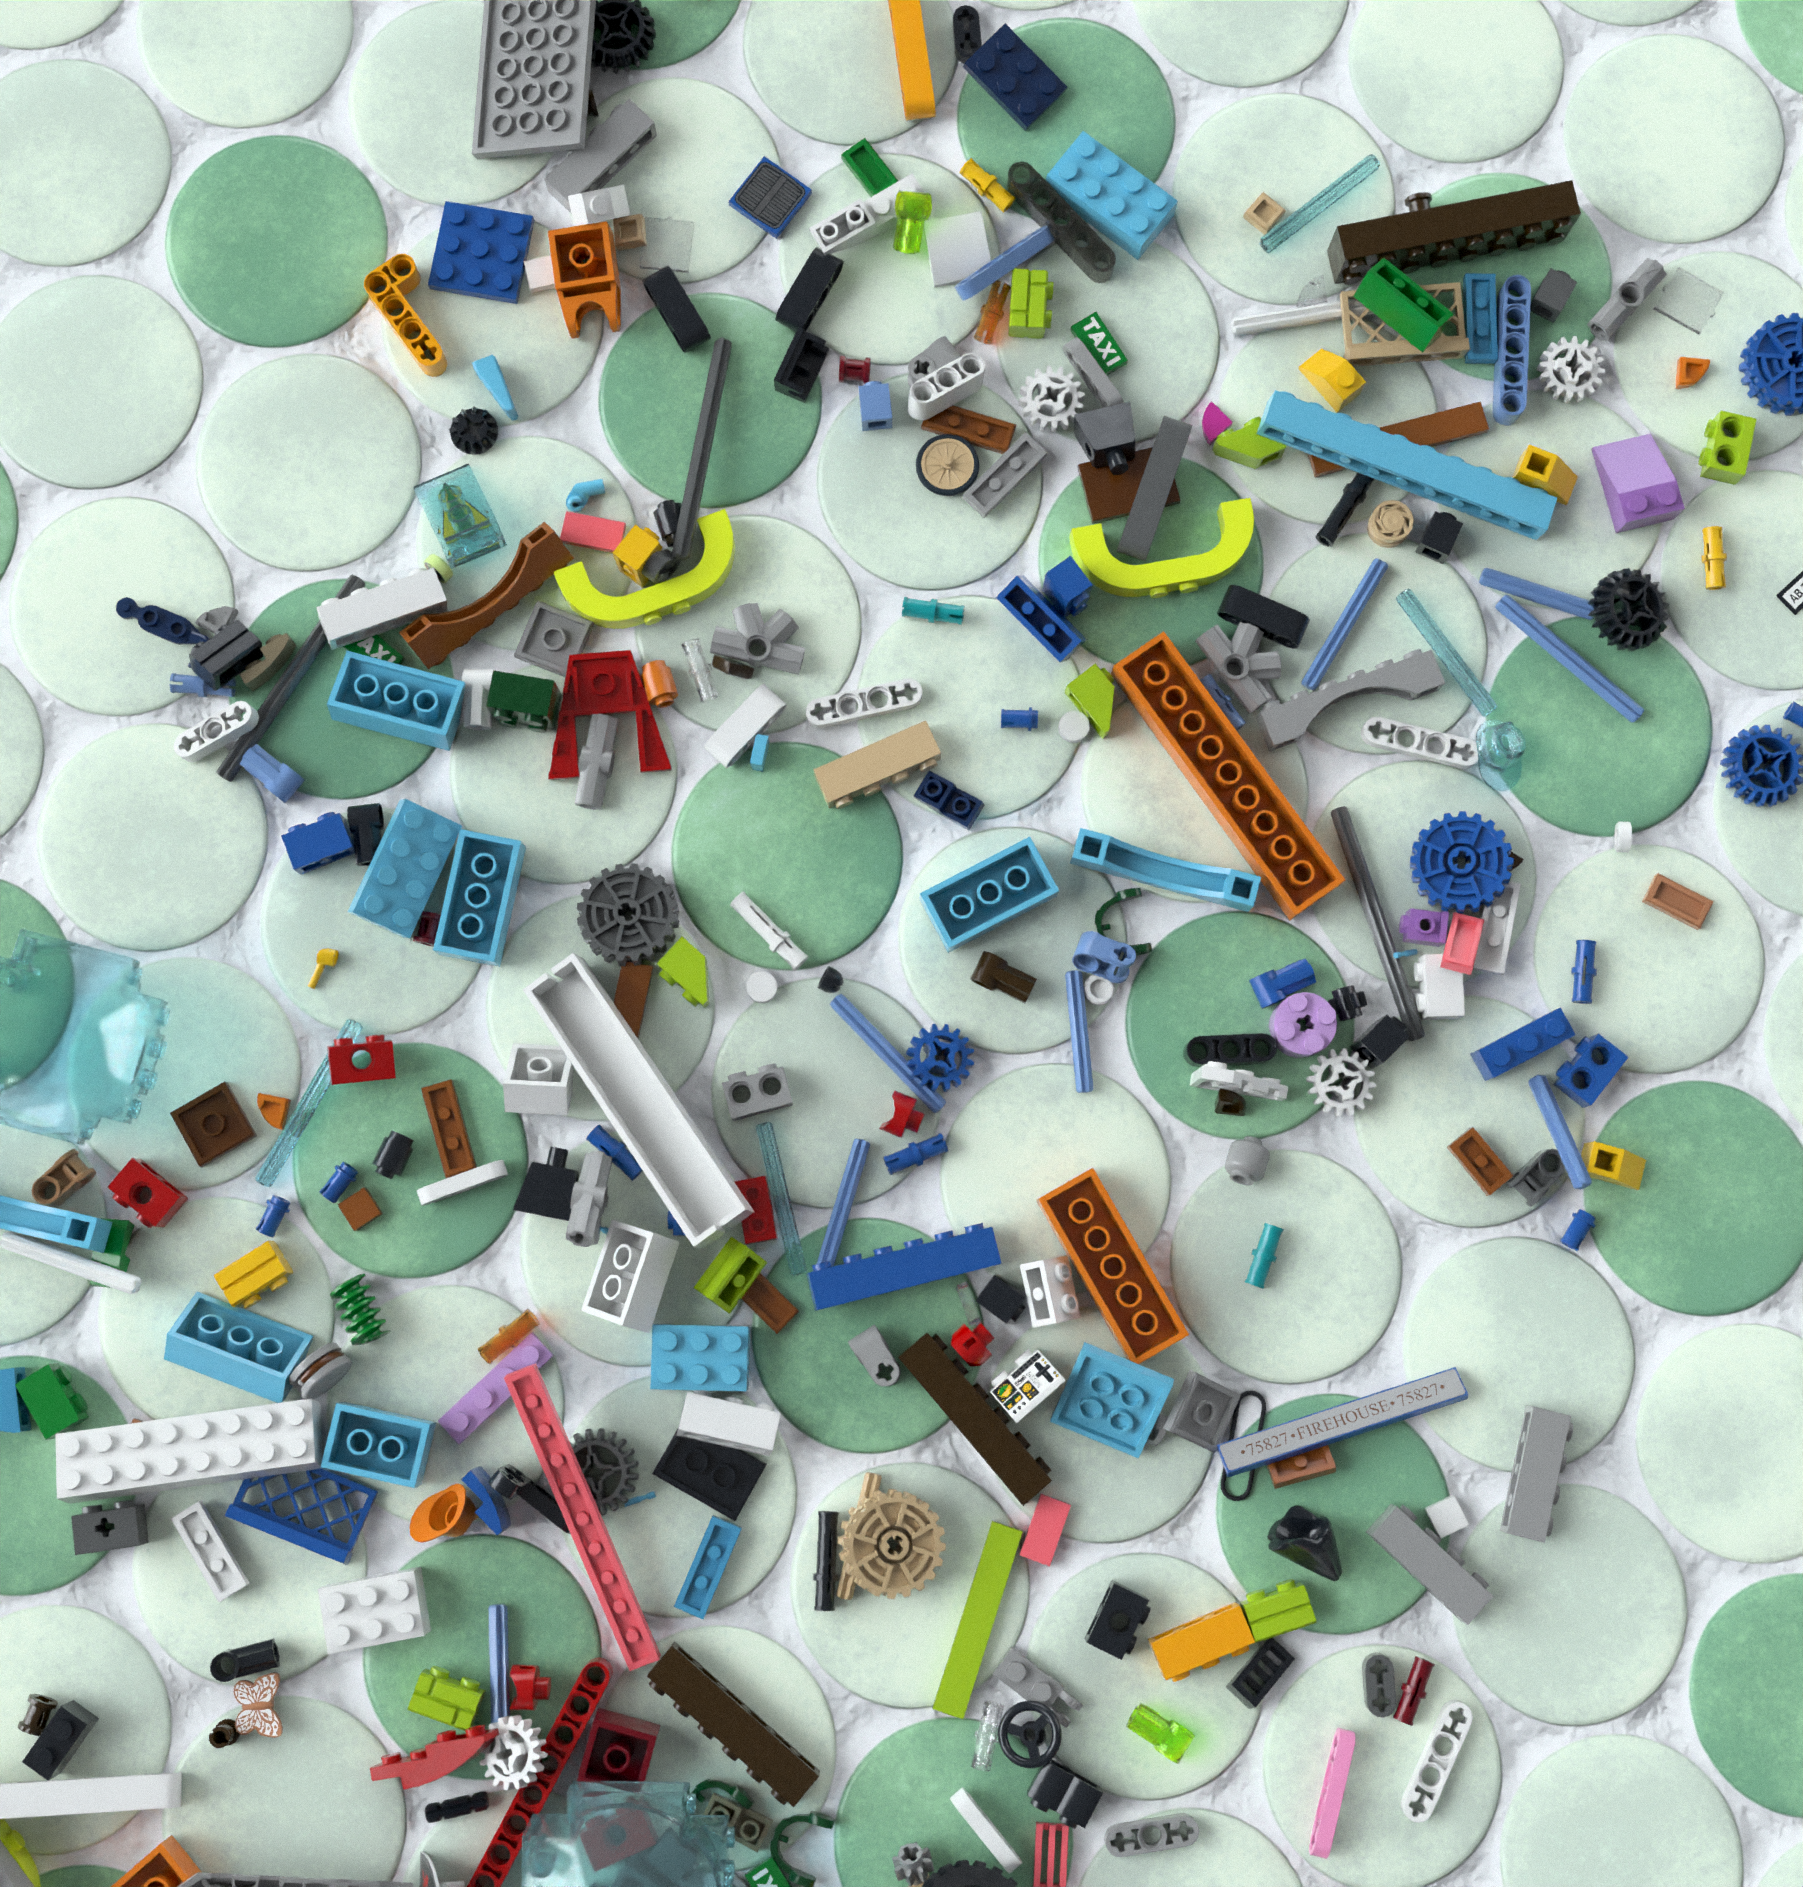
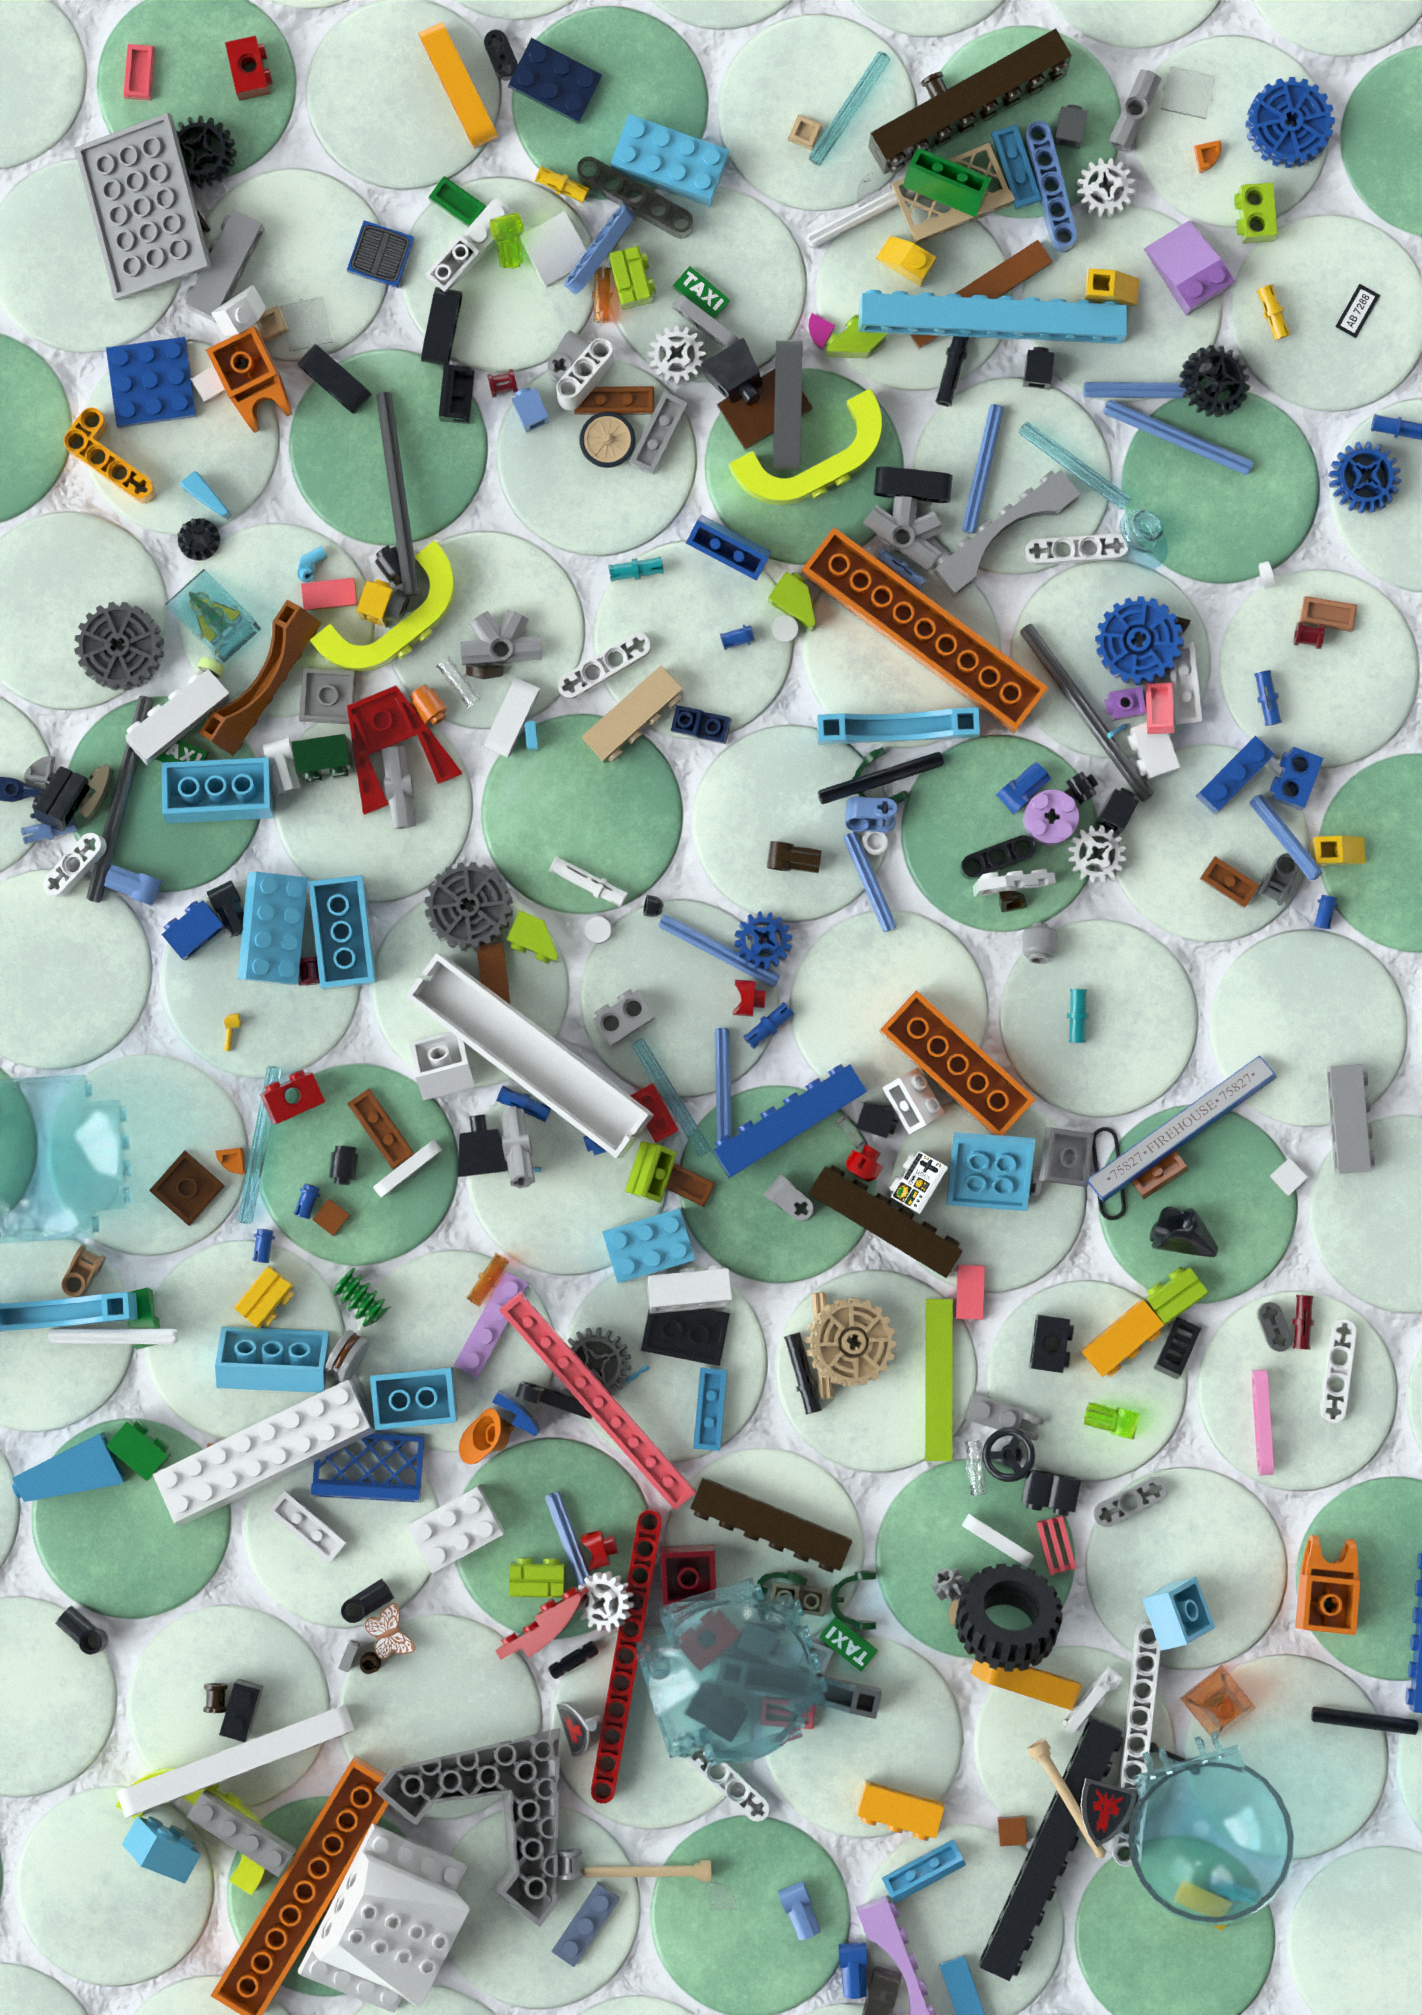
camera: 15 degrees left, 5 degrees up
(90, 1530) = (236, 1534): dark grey brick -> none
(165, 1197) = (137, 1261): red brick -> none
(204, 1717) = (349, 1656): none -> light grey tile
(325, 520) = (122, 625): none -> dark grey piece
(630, 1276) = (570, 1198): white brick -> none
(989, 894) = (759, 793): medium azure brick -> none
(1067, 587) = (742, 515): blue brick -> none
(1127, 920) = (880, 778): none -> black axle
(1390, 524) = (994, 370): tan wheel -> none
(1429, 1564) = (1285, 1218): light grey brick -> none
(1650, 917) = (1309, 635): none -> dark red bush

